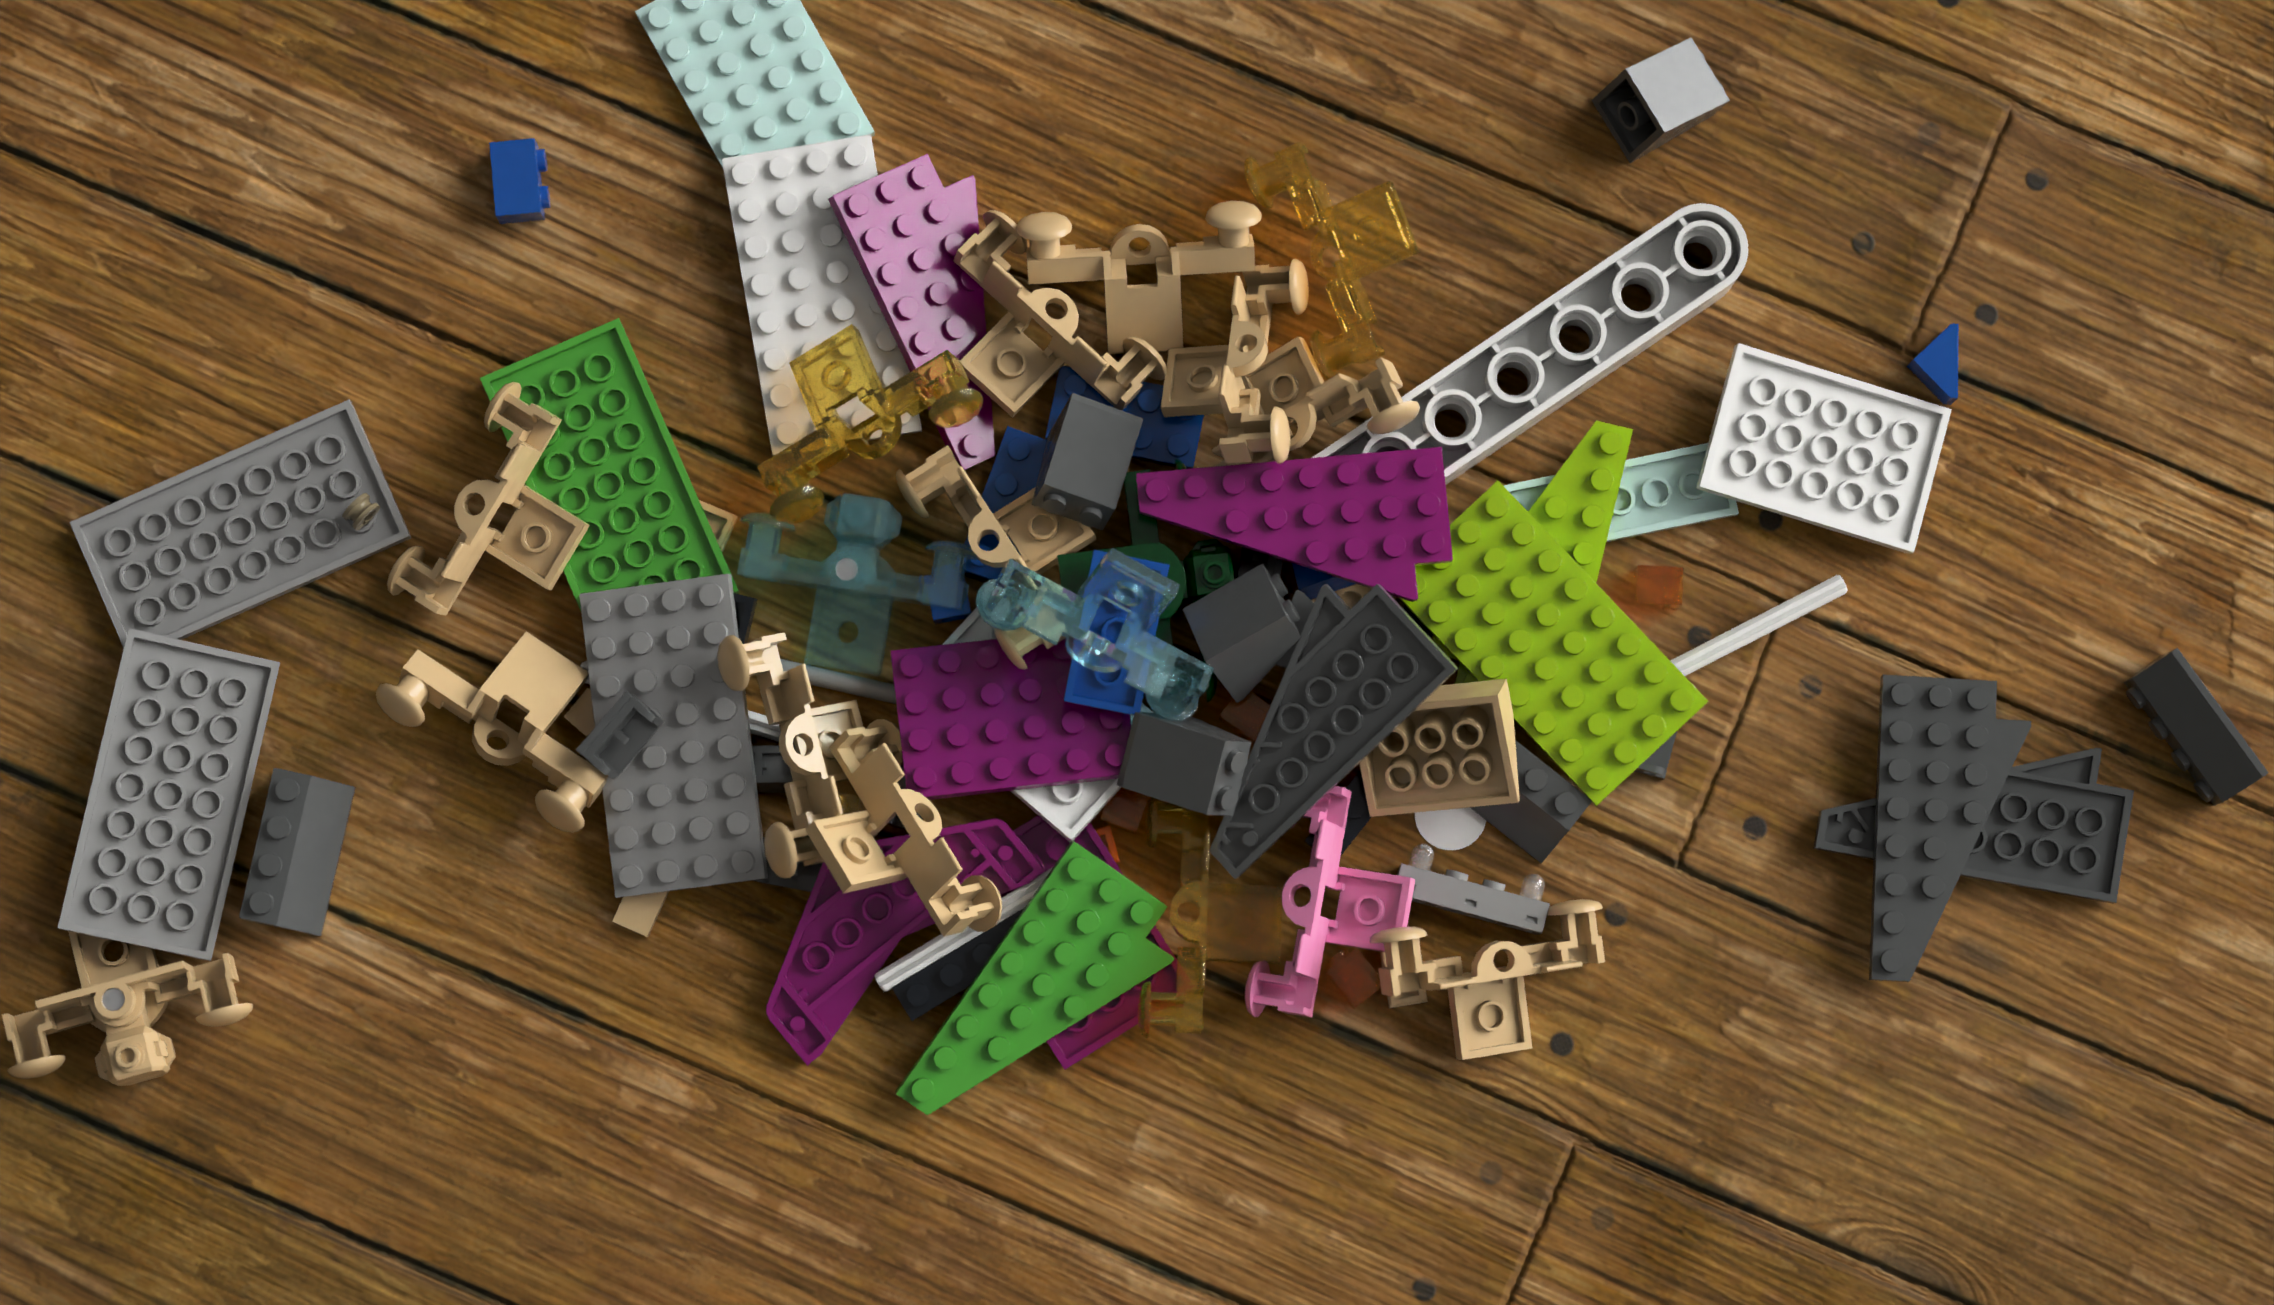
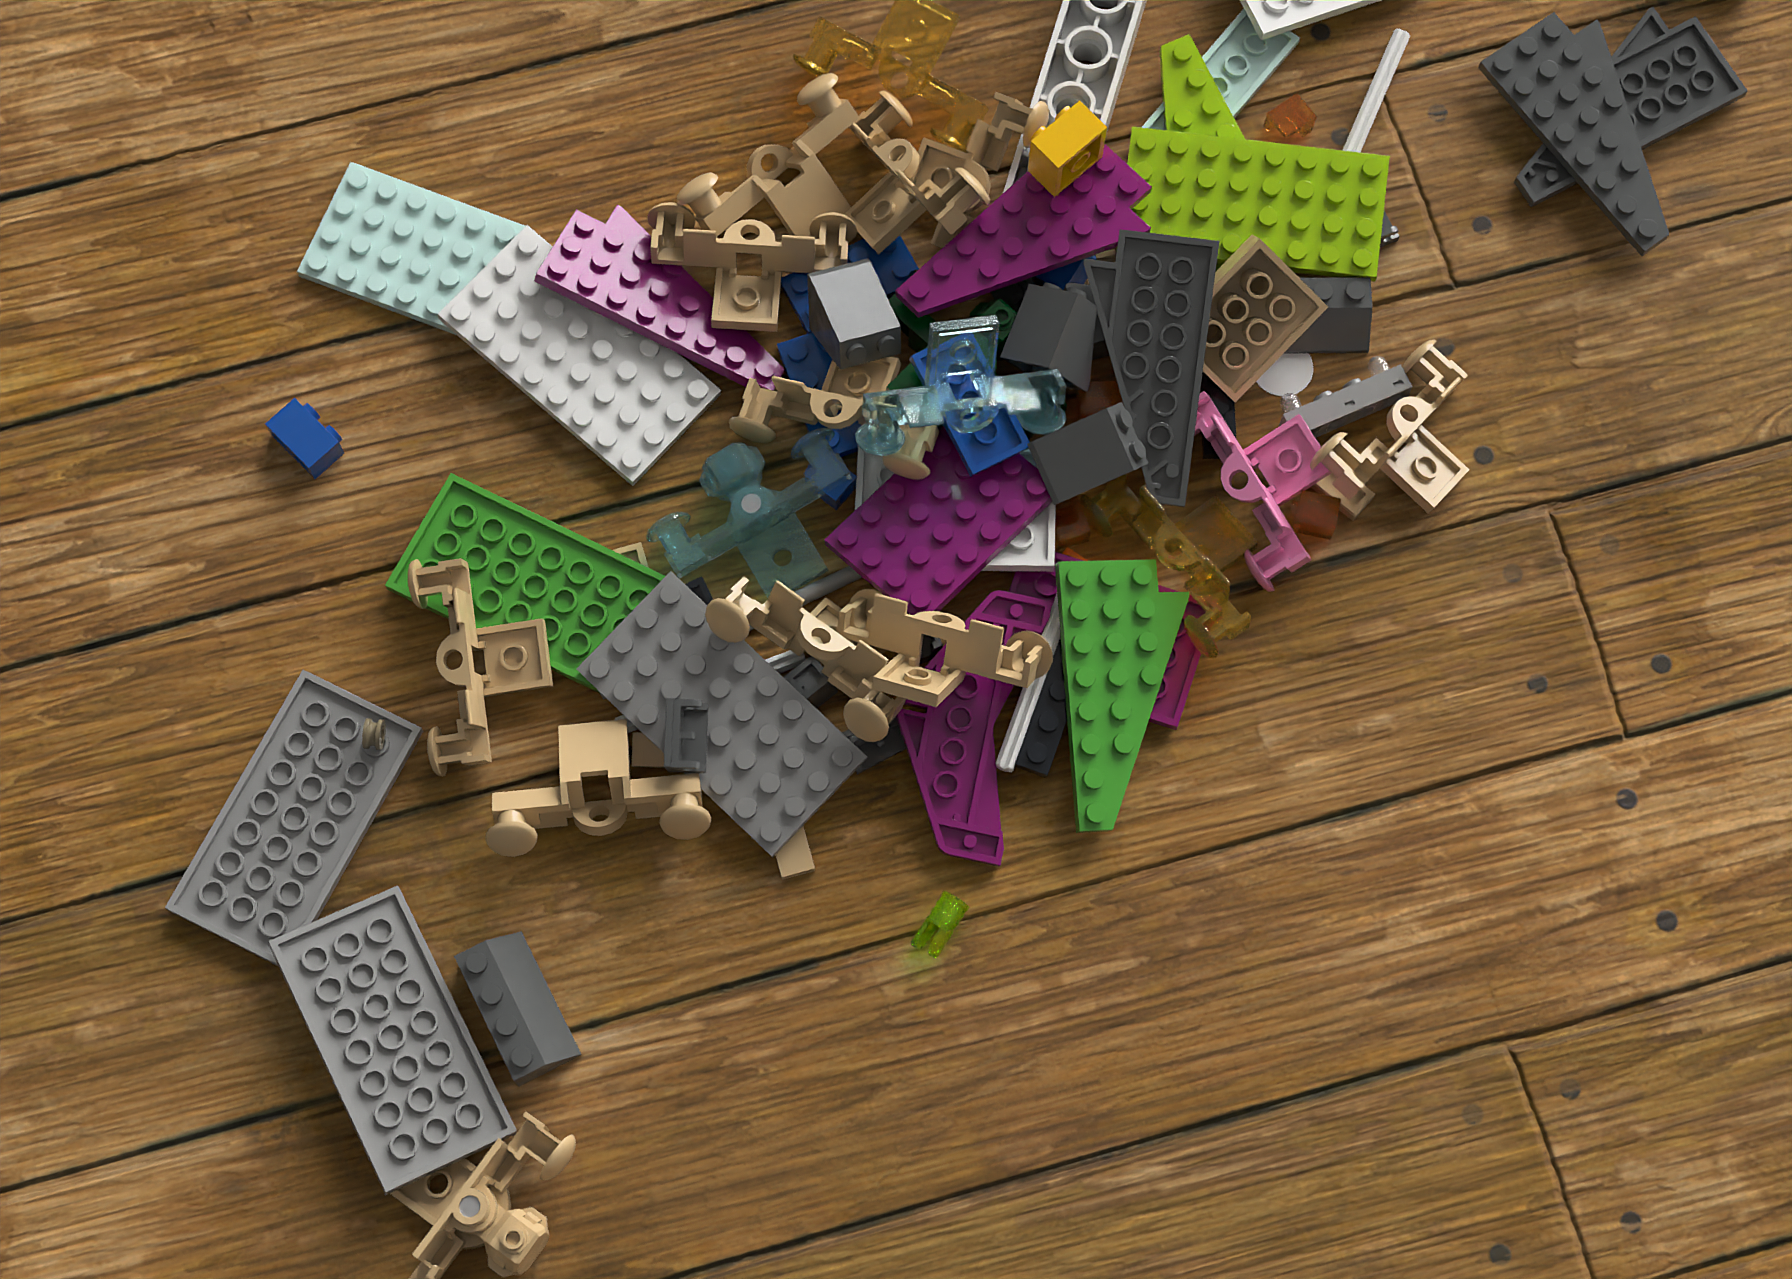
camera: 35 degrees left, 10 degrees down
(720, 1073) = (944, 919): none -> clear neon green hinge
(836, 374) = (635, 388): clear yellow piece -> none
(1392, 467) = (1066, 147): none -> yellow brick

